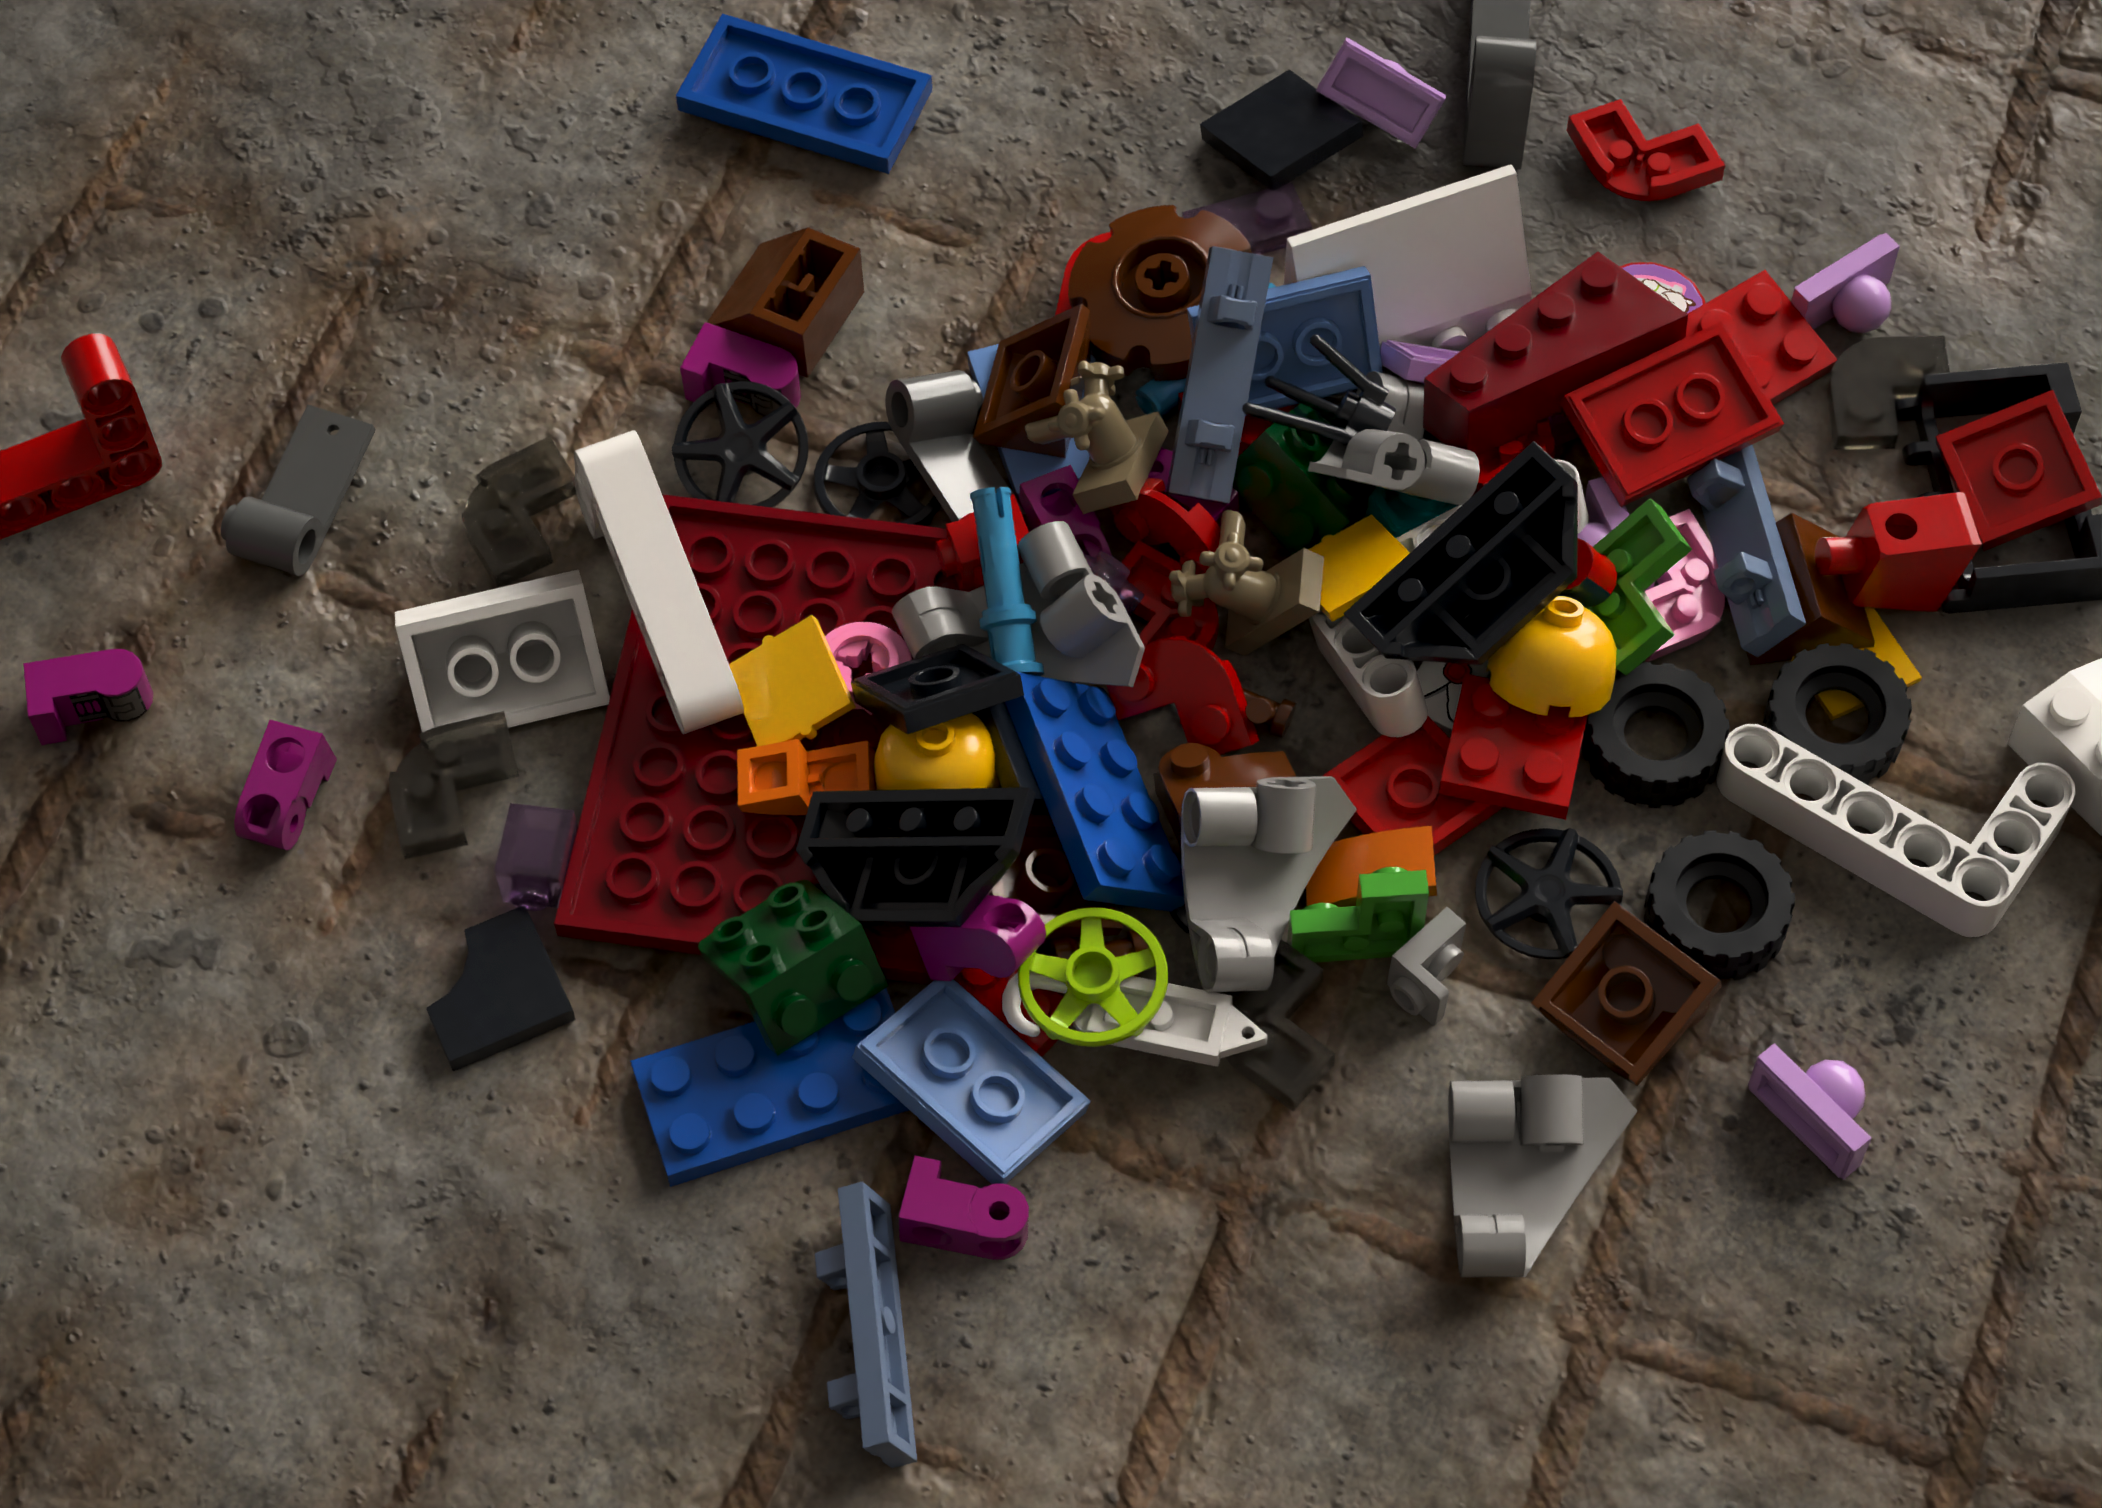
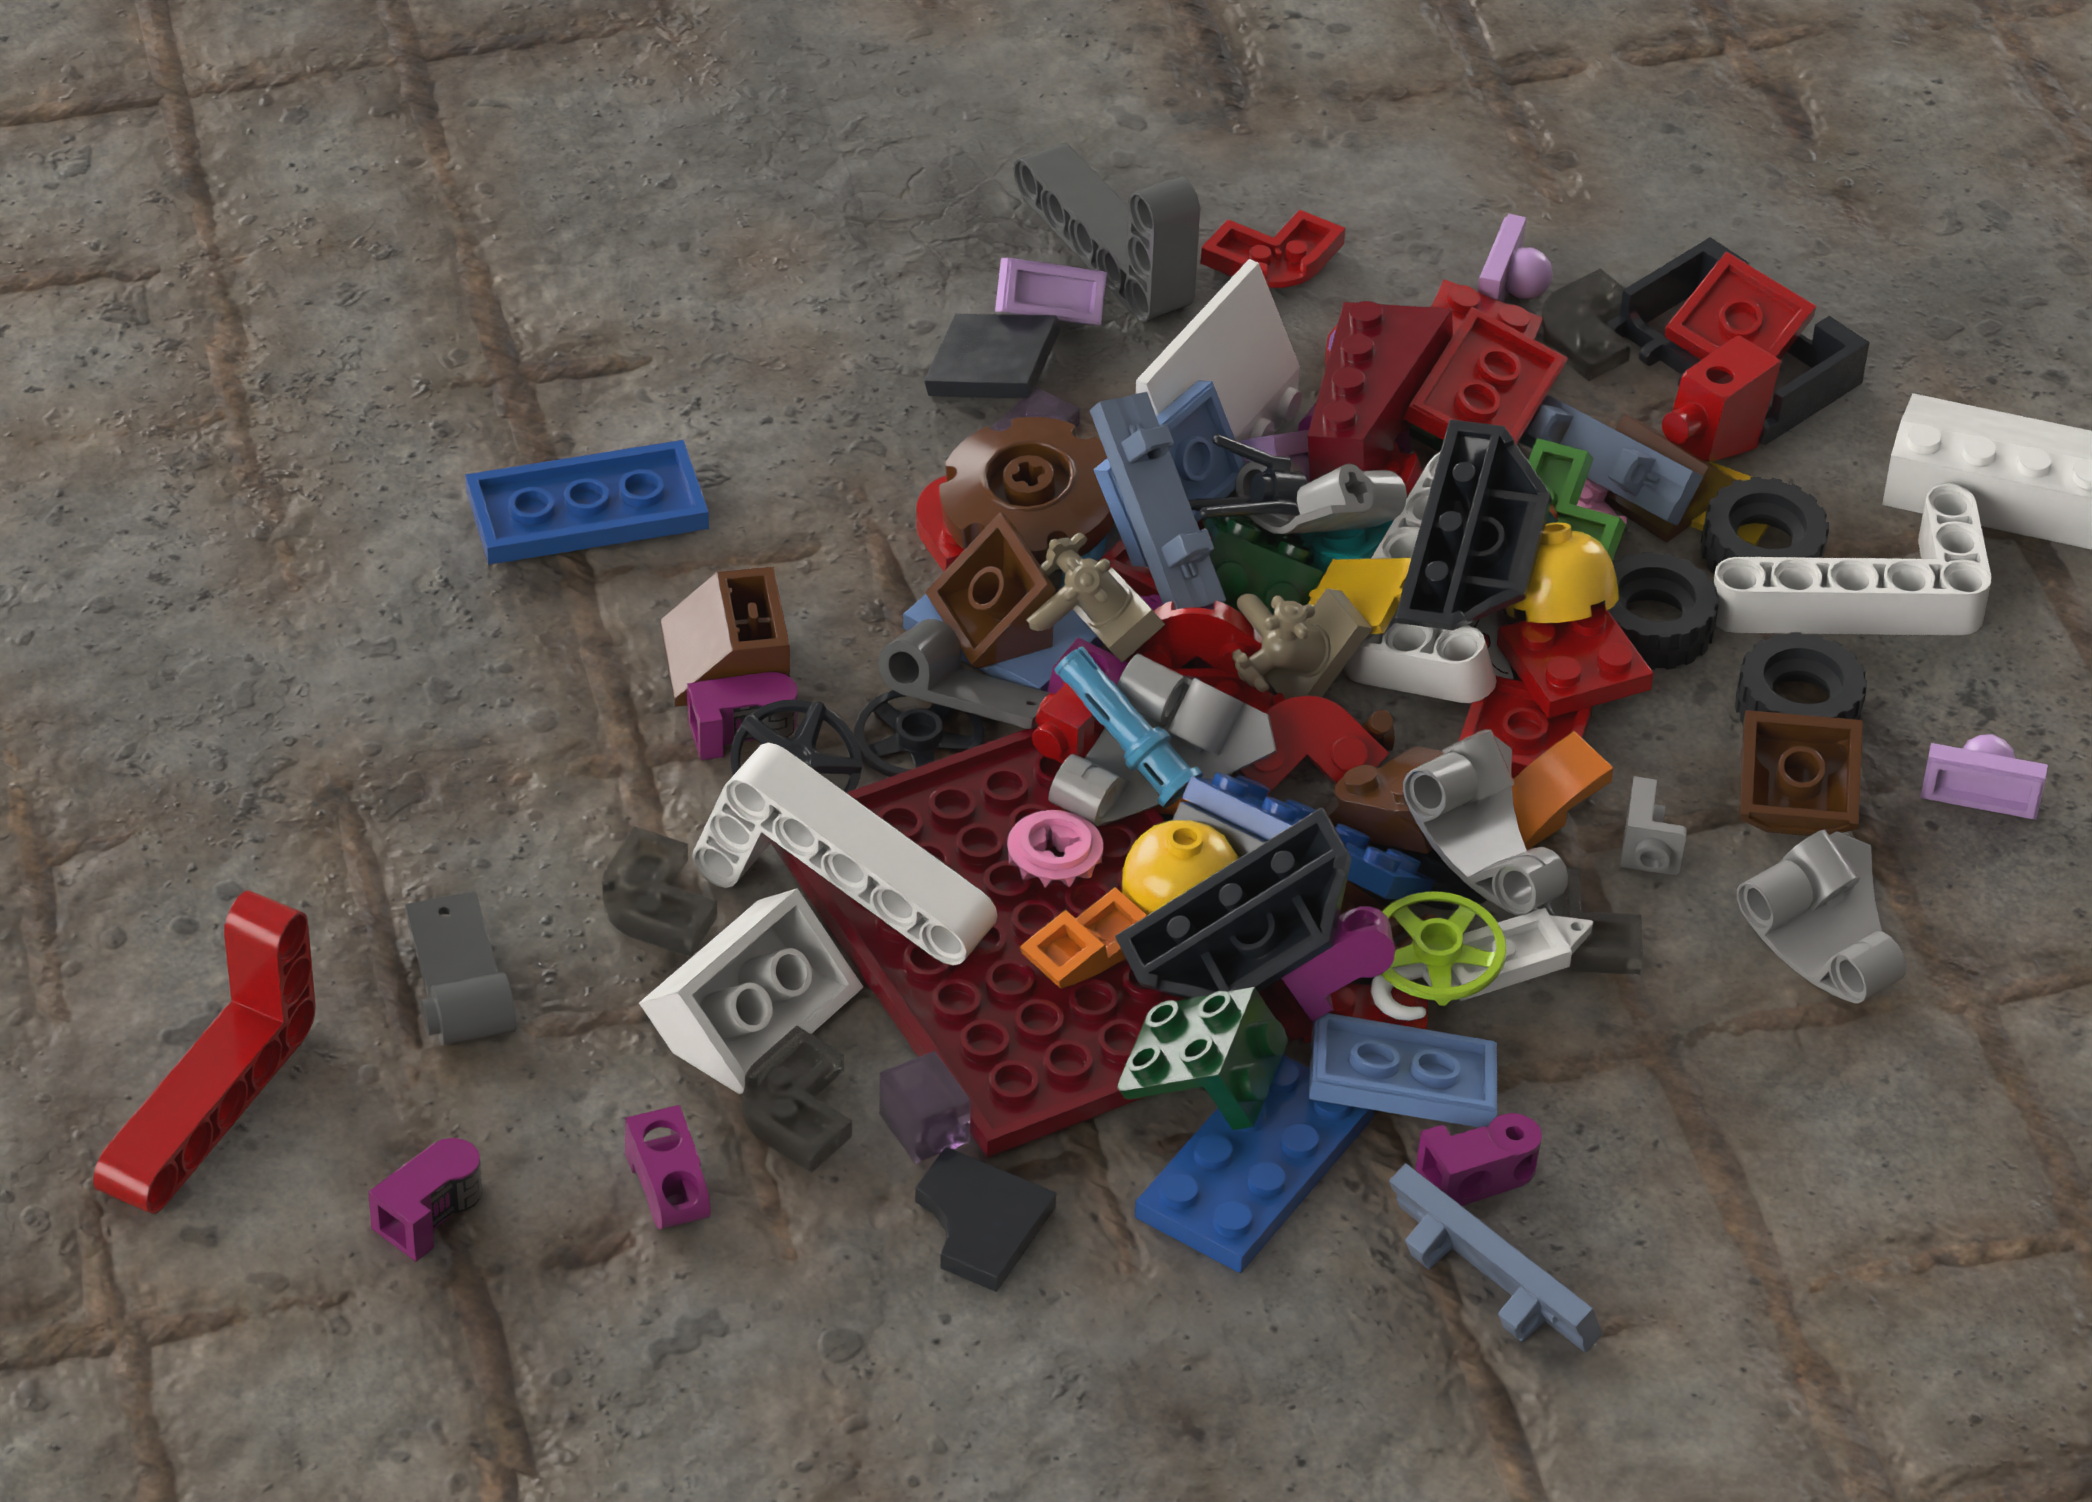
camera: 40 degrees left, 15 degrees down
(791, 685) = (1022, 880): yellow piece -> none
(936, 688) = (1147, 814): black tile -> none
(1386, 916) = (1596, 811): bright green plate -> none
(1545, 892) = (1678, 749): black wheel -> none

